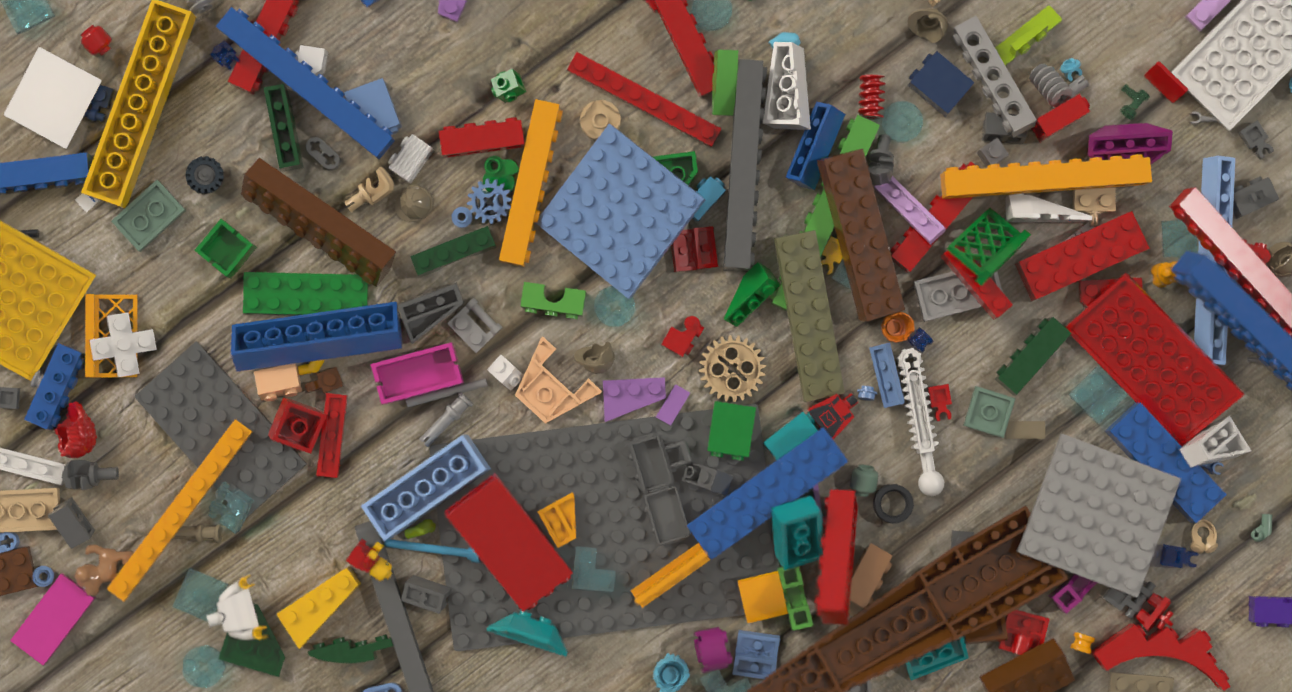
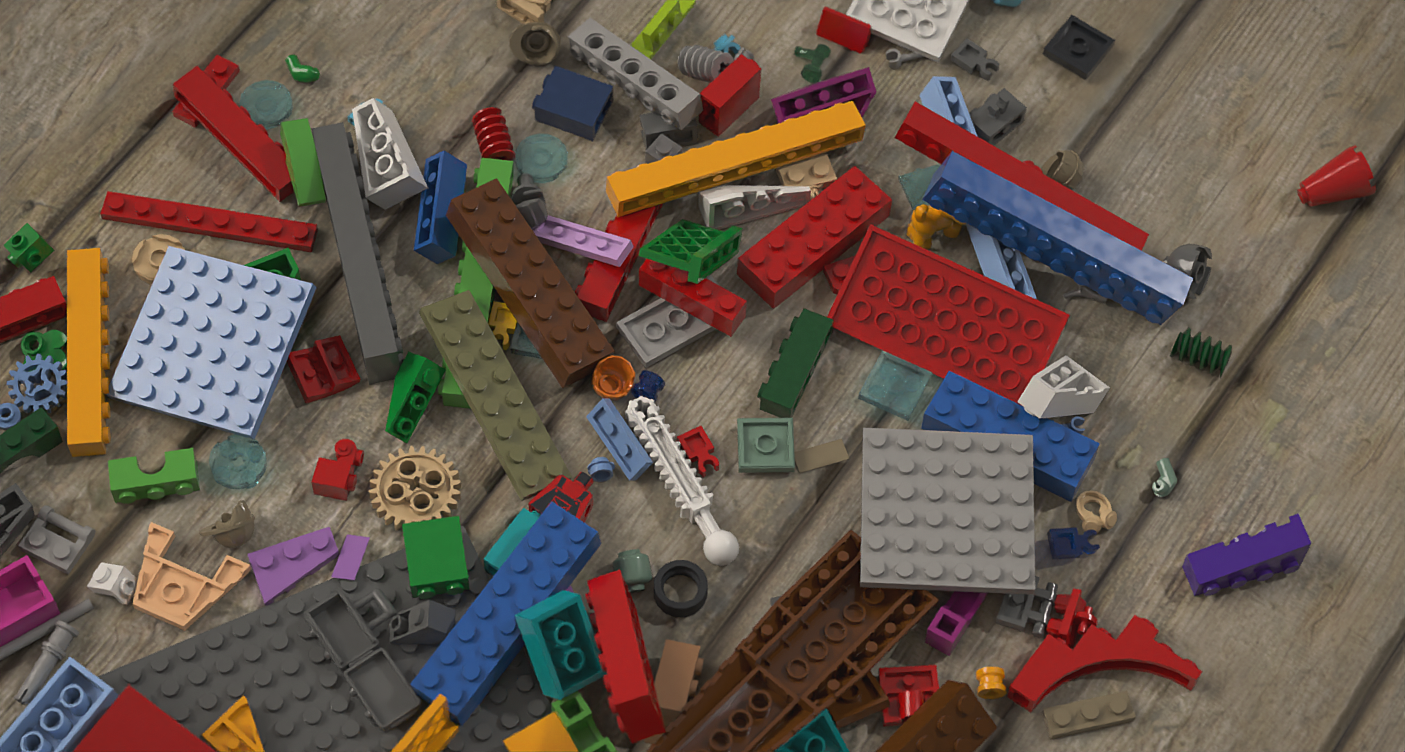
camera: 20 degrees left, 25 degrees down
(712, 191) = (323, 306): dark azure brick -> none

